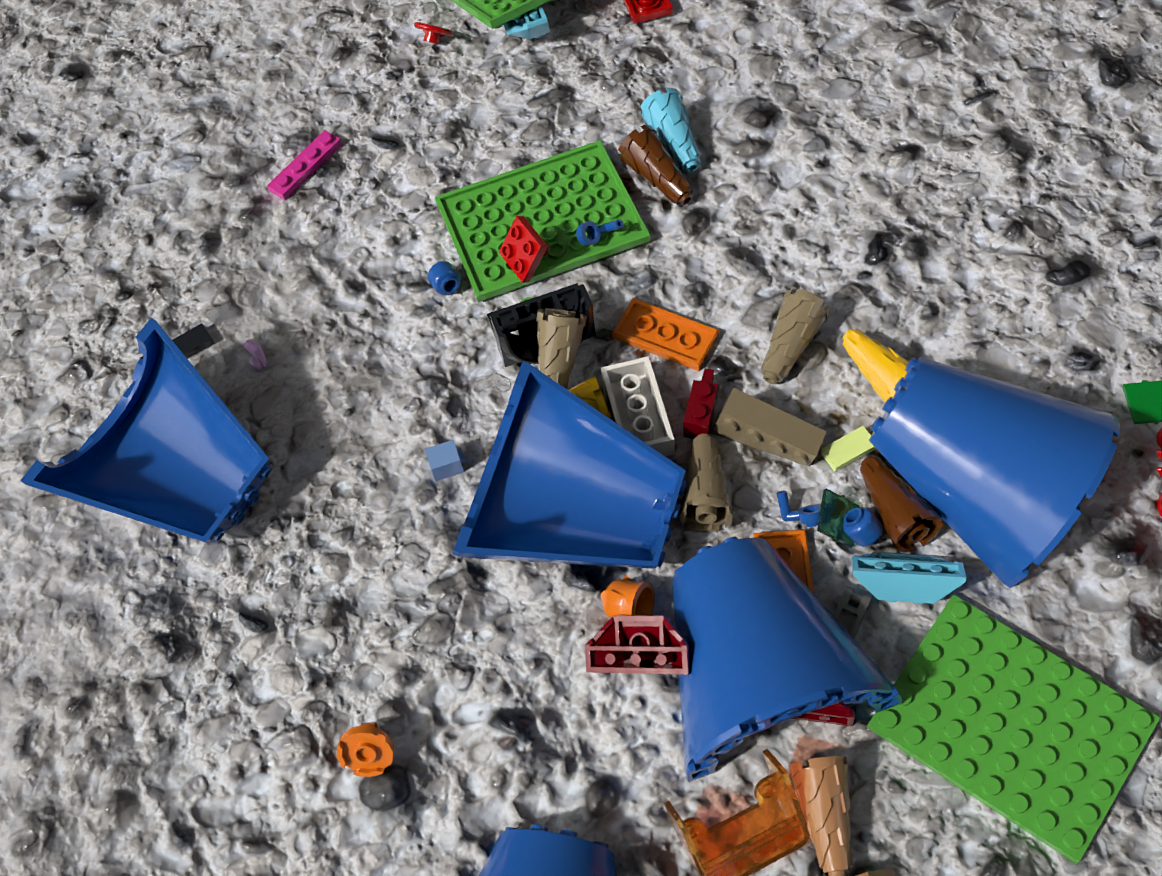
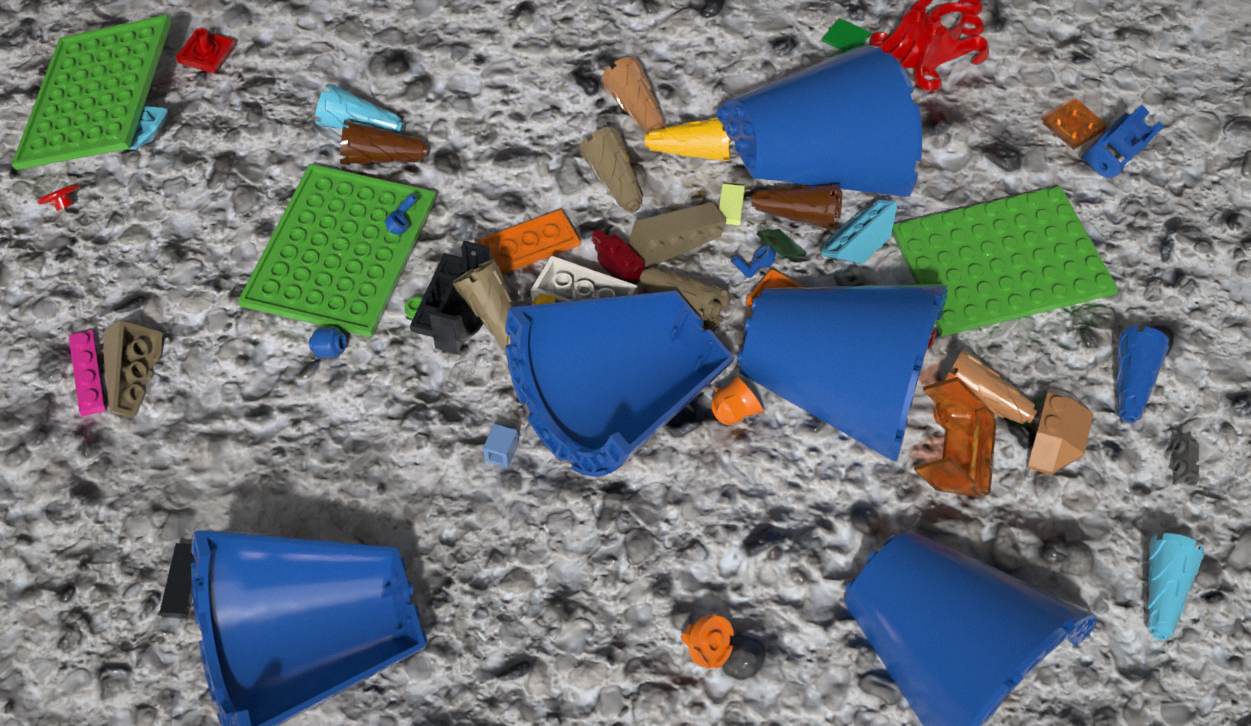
camera: 60 degrees left, 5 degrees down
(257, 351) = (254, 517): lavender arm -> none
(327, 181) = (129, 361): none -> dark tan wedge
(523, 249) = (370, 268): red plate -> none
(638, 647) = (784, 411): dark red wedge -> none
(863, 526) = (801, 234): blue head -> none
(889, 288) = (633, 93): none -> medium nougat cone

